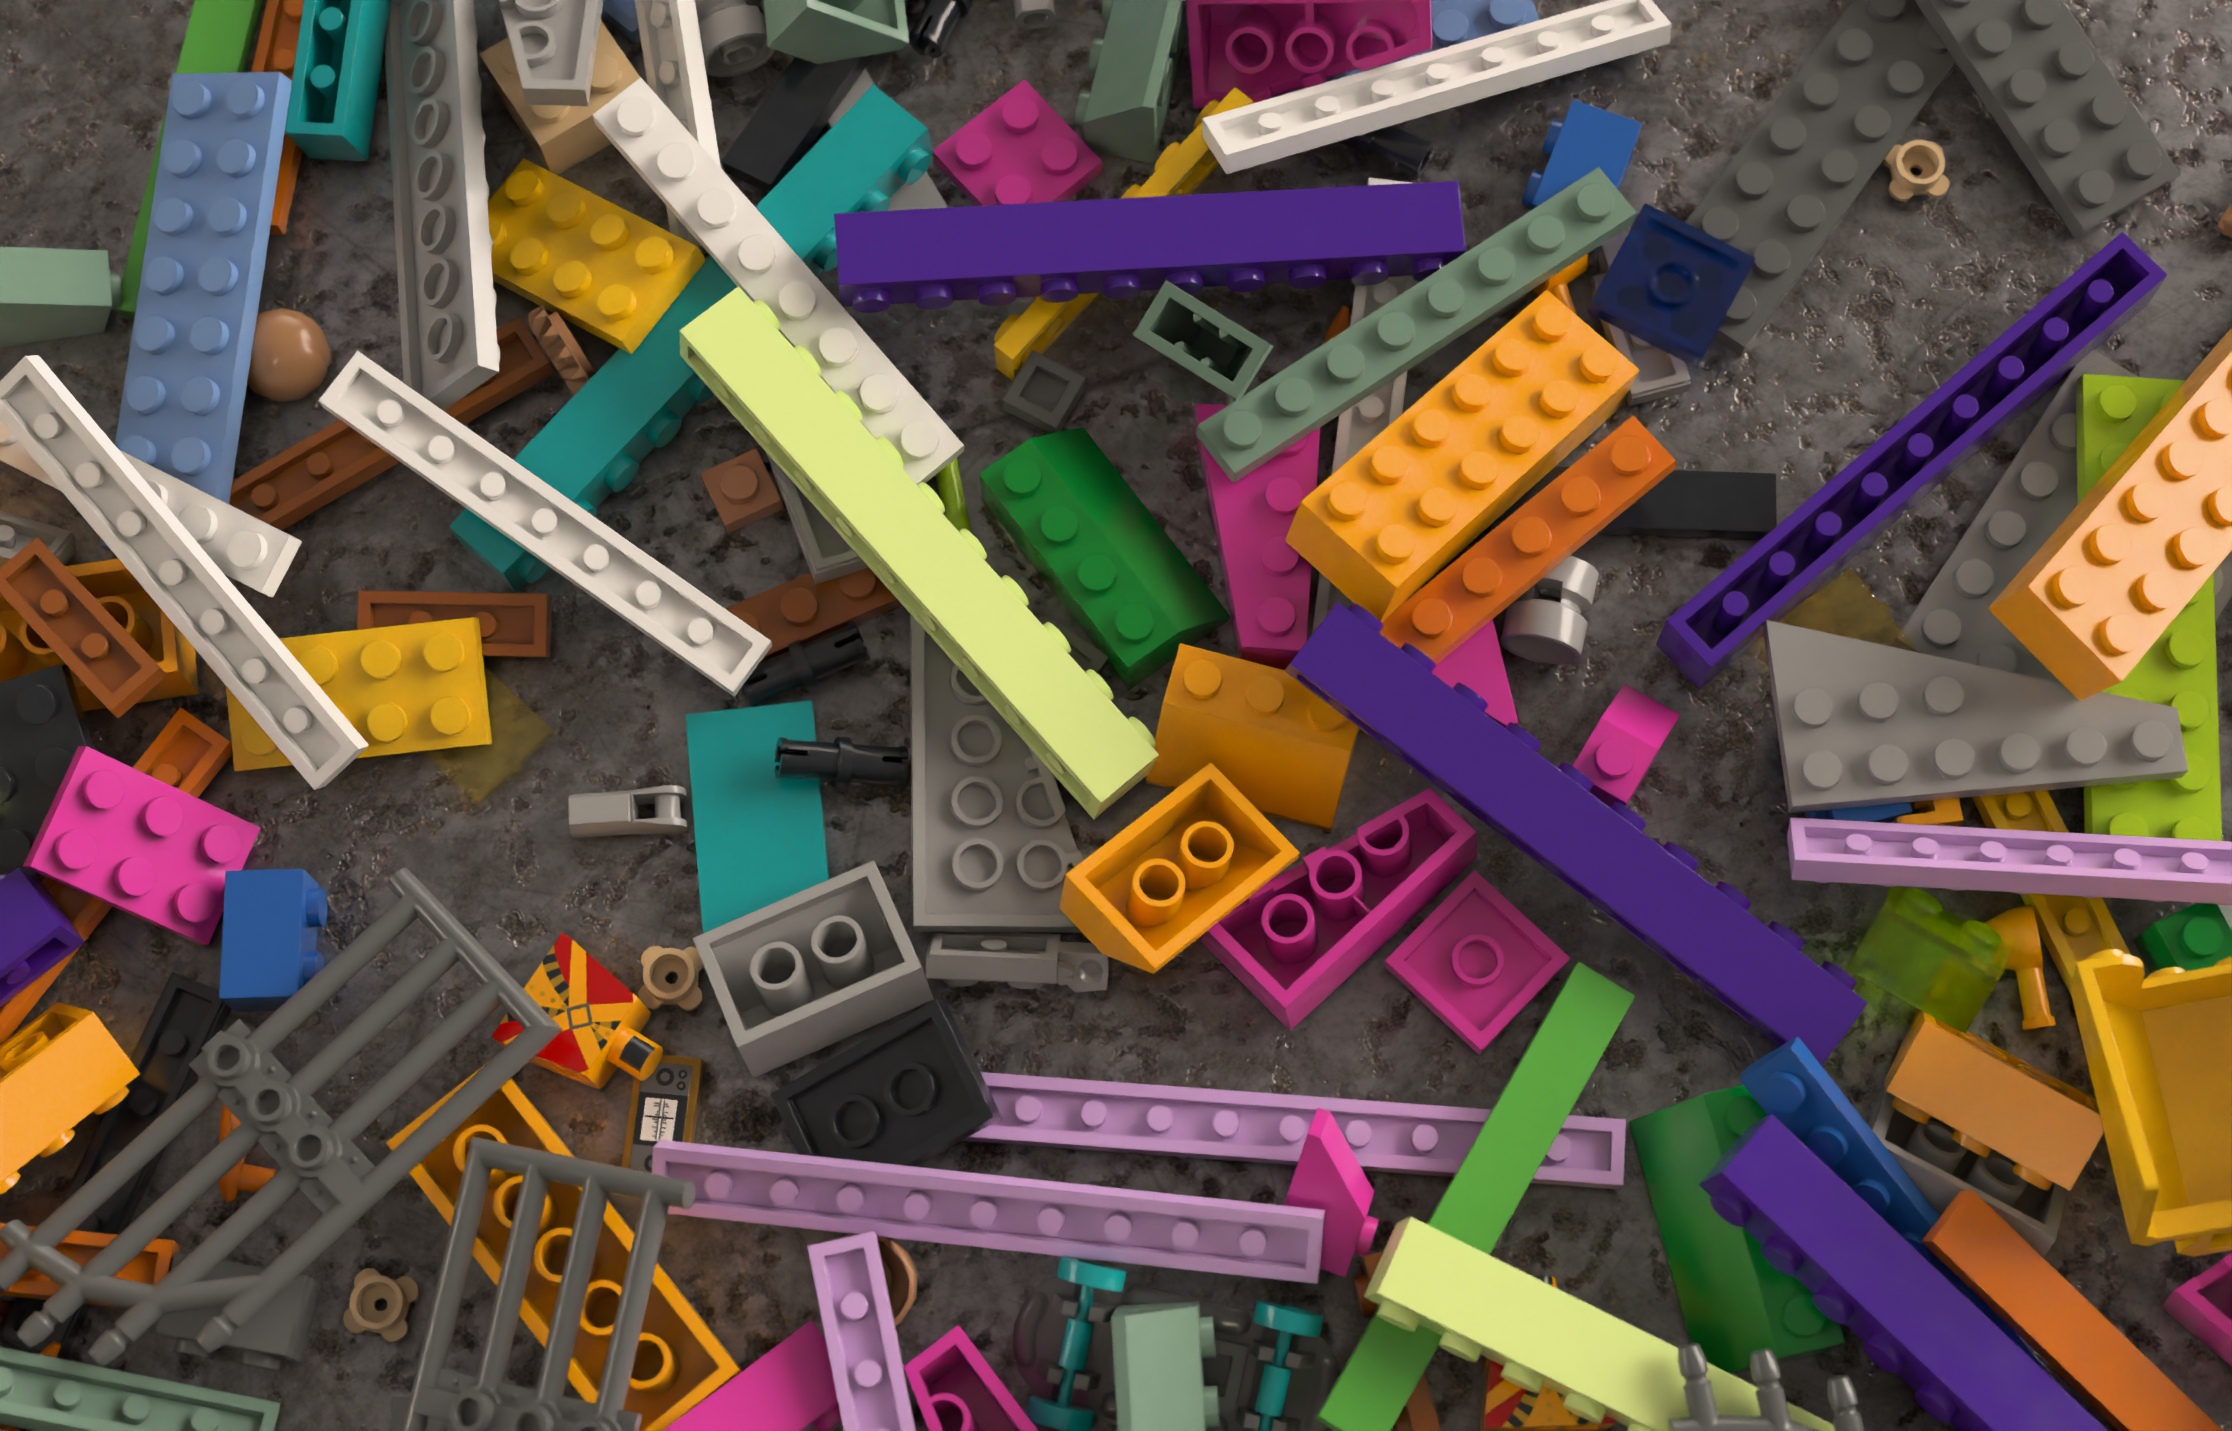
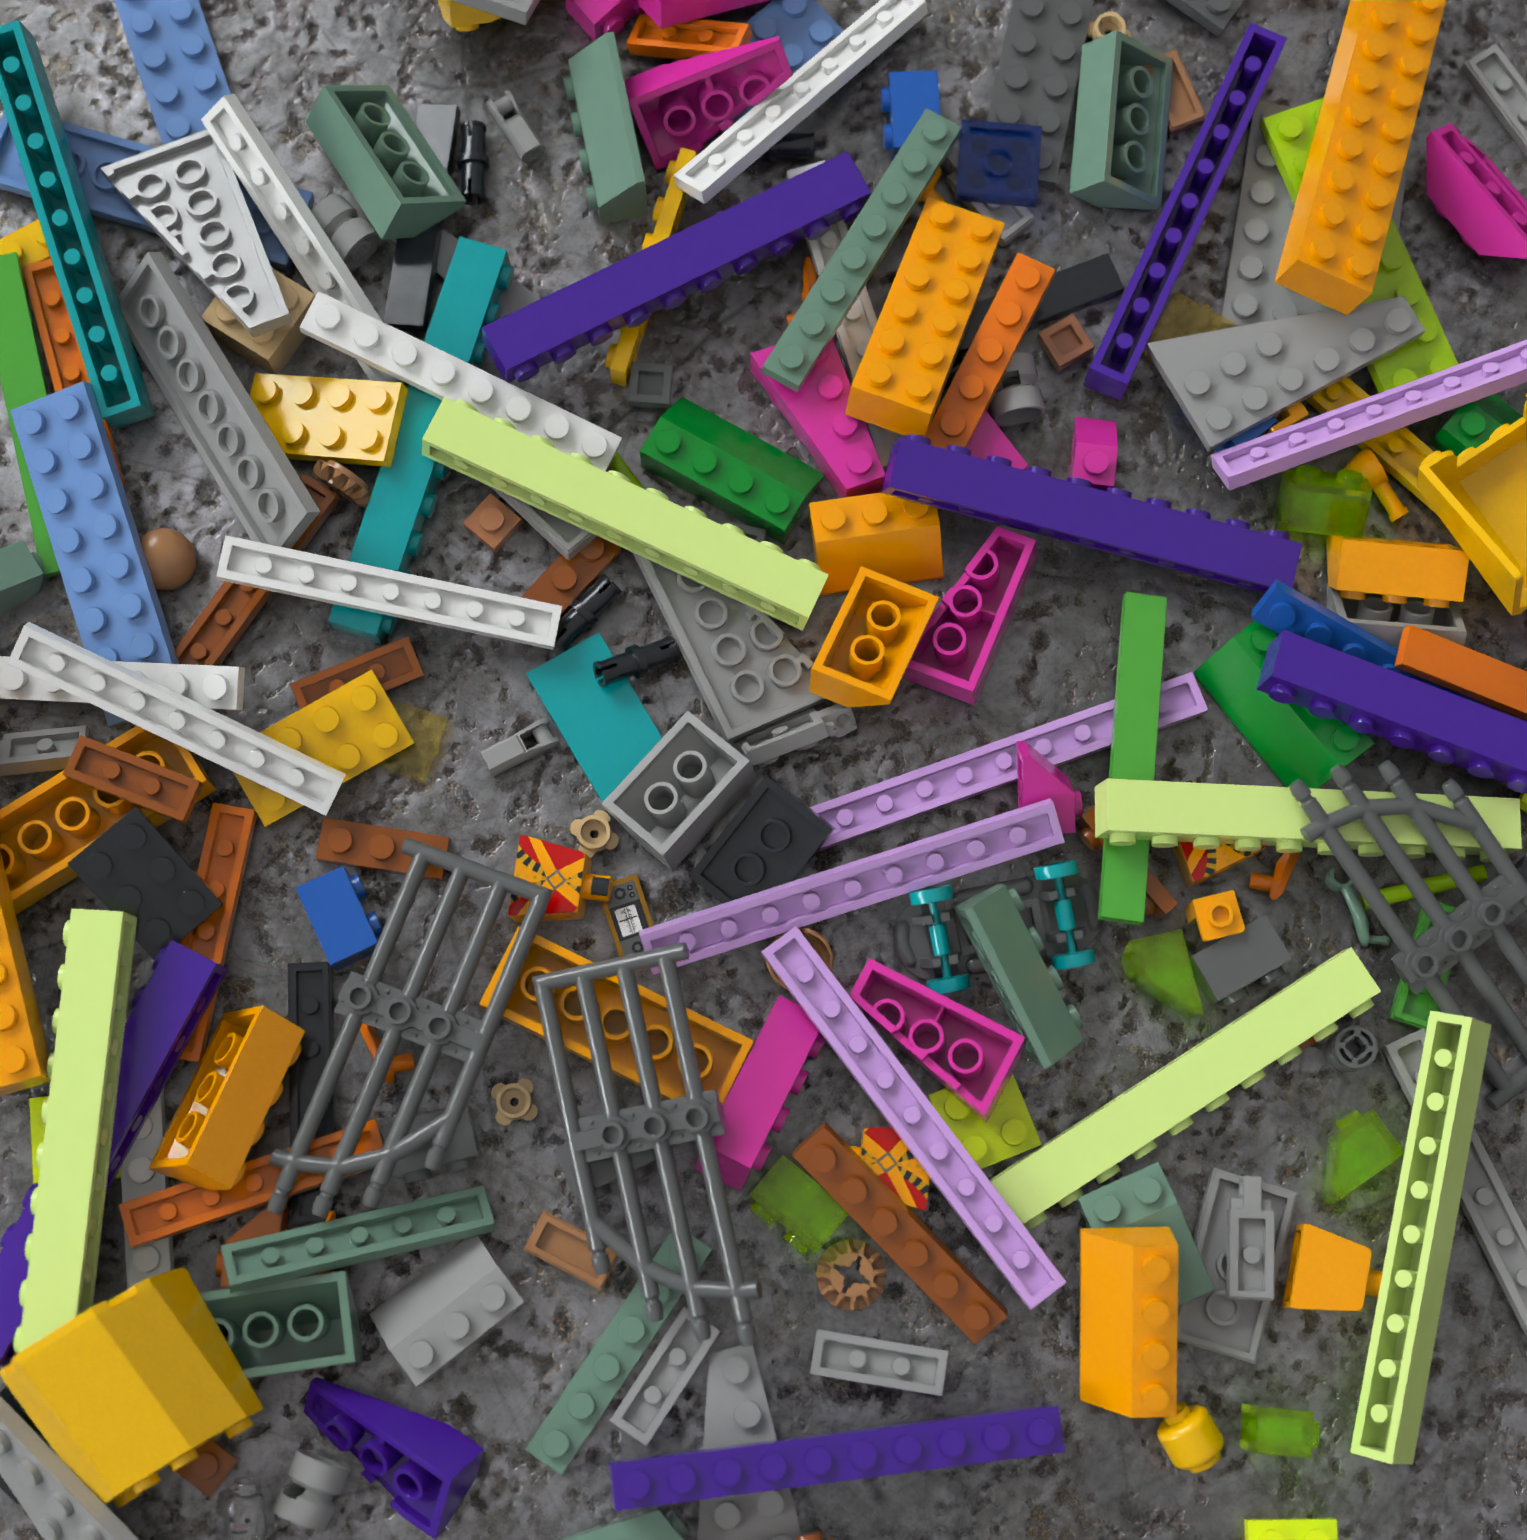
camera: 30 degrees left, 5 degrees up
(140, 845) = (235, 895): dark pink plate -> none
(365, 861) = (374, 847): none -> dark orange plate
(1017, 153) = (563, 245): dark pink plate -> none
(1202, 340) = (744, 313): sand green slope -> none
(1476, 962) = (1065, 617): dark pink plate -> none
(1656, 573) = (1065, 342): none -> nougat plate
(1875, 302) = (1121, 124): none -> sand green slope
(1972, 287) = (1184, 104): none -> medium nougat tile

